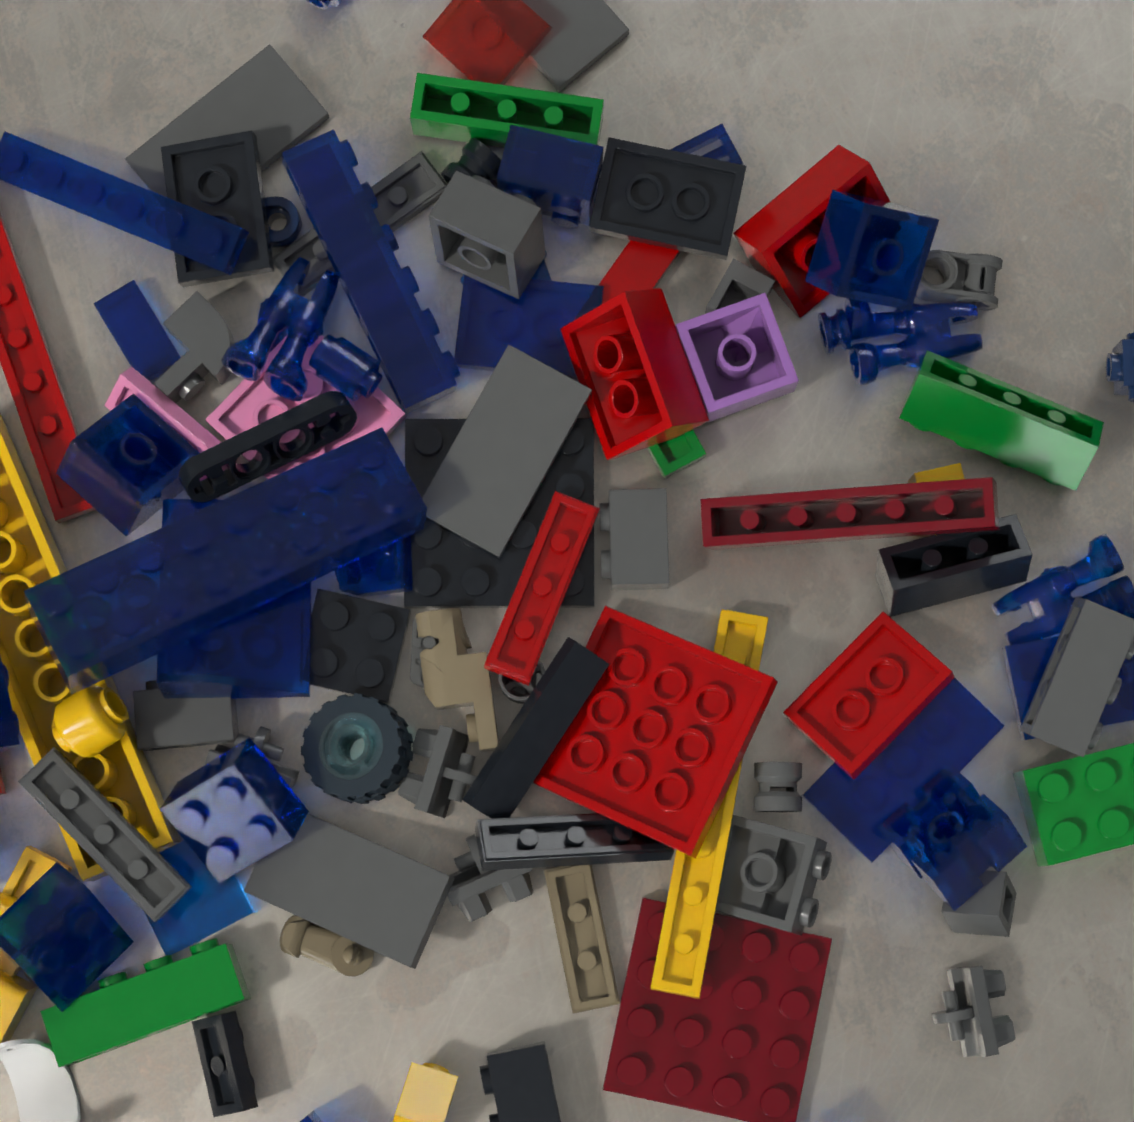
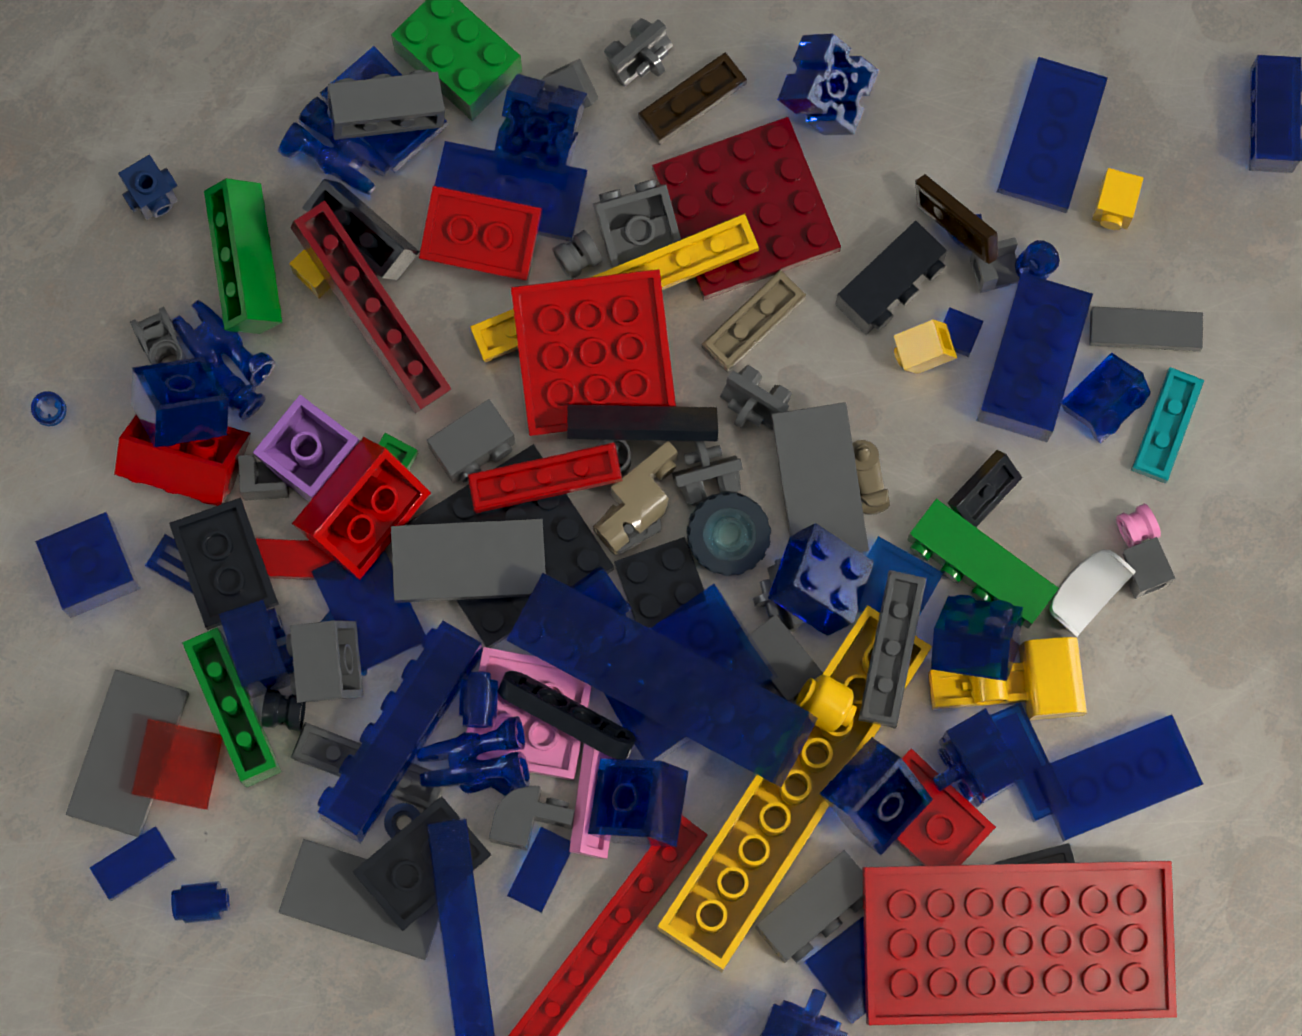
camera: 125 degrees left, 5 degrees down
(562, 842) = (704, 364): black tile -> none
(757, 63) = (88, 565): none -> clear blue brick
(885, 1038) = (692, 98): none -> dark brown tile
(962, 111) = (59, 405): none -> clear blue bush

